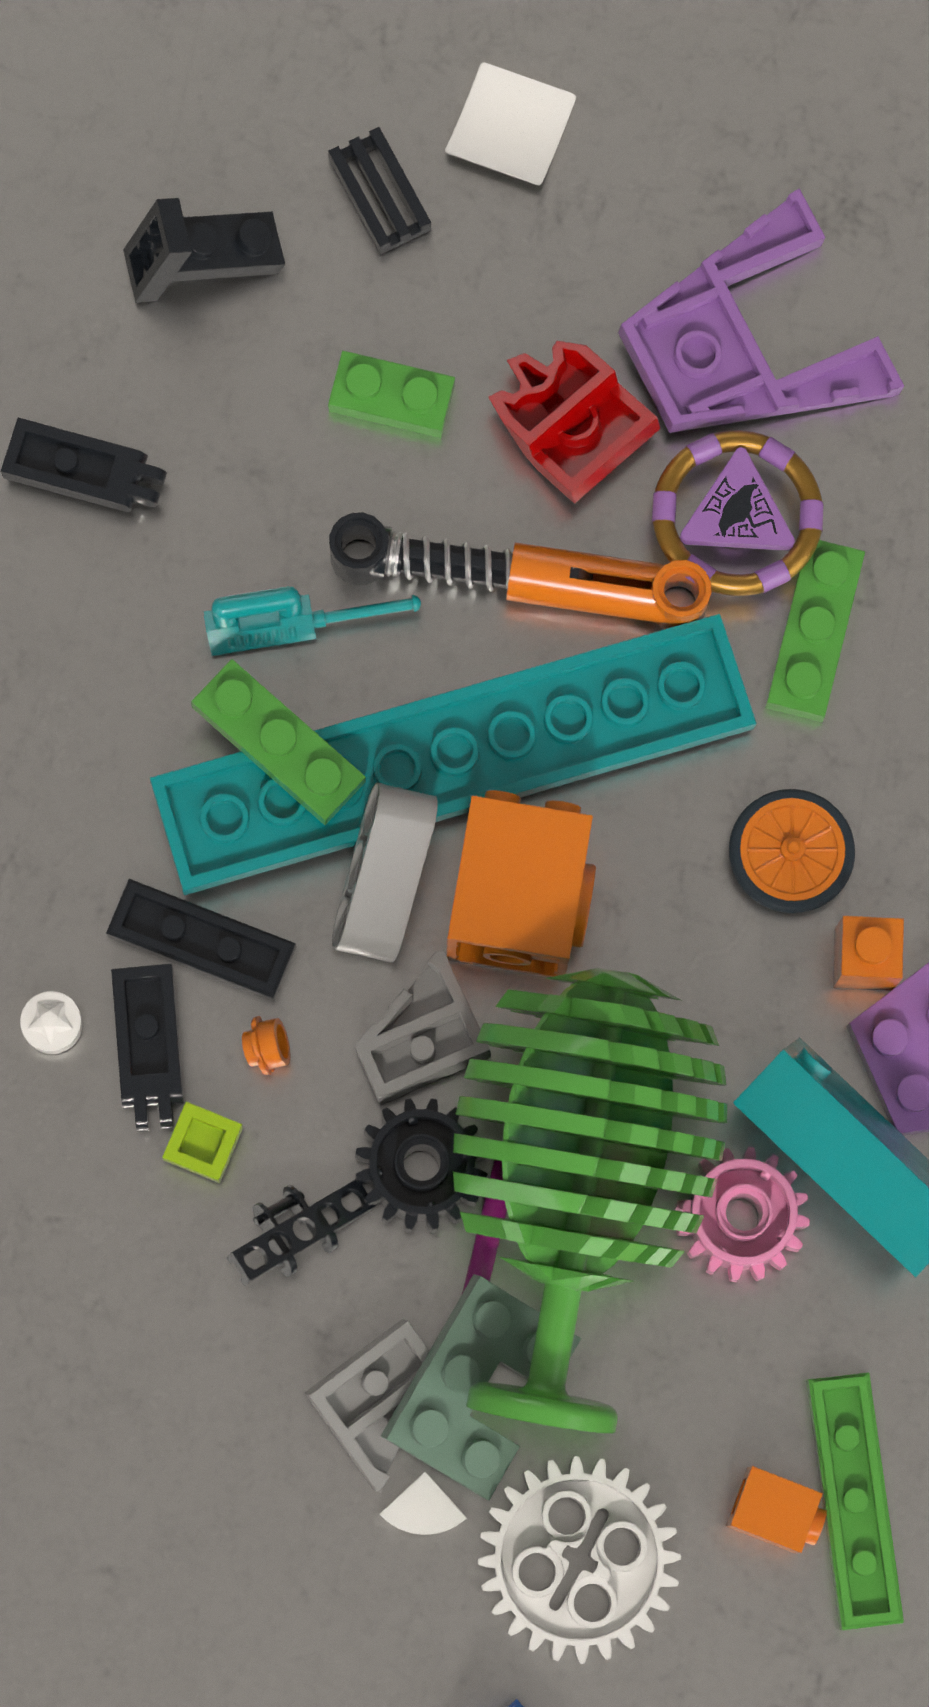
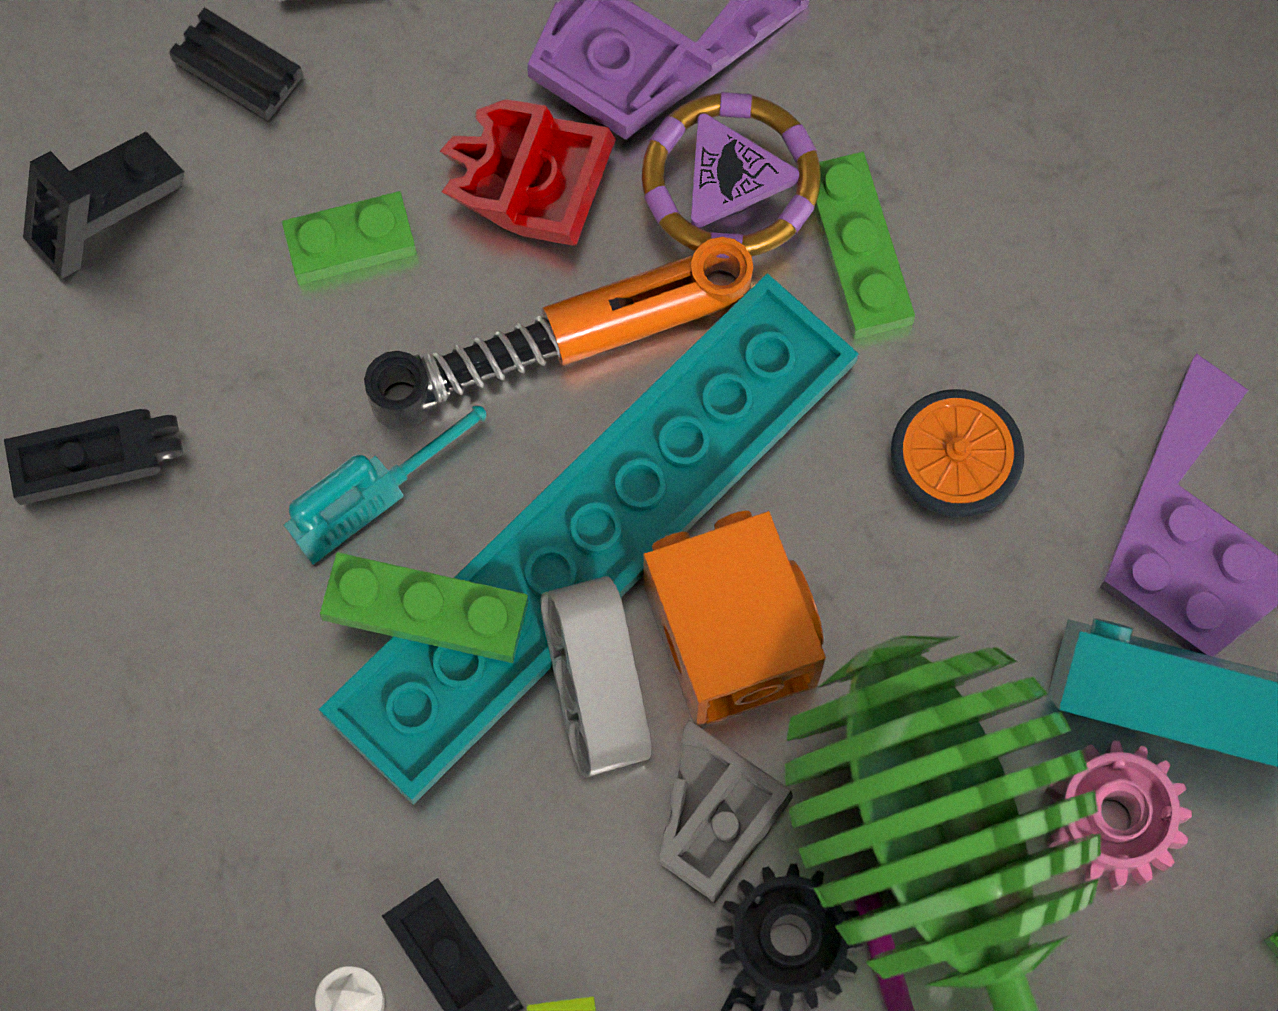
camera: 25 degrees left, 5 degrees down
(201, 940) = (451, 839): black tile -> none
(266, 1045) = (573, 906): orange plate -> none
(868, 953) = (1085, 506): orange brick -> none

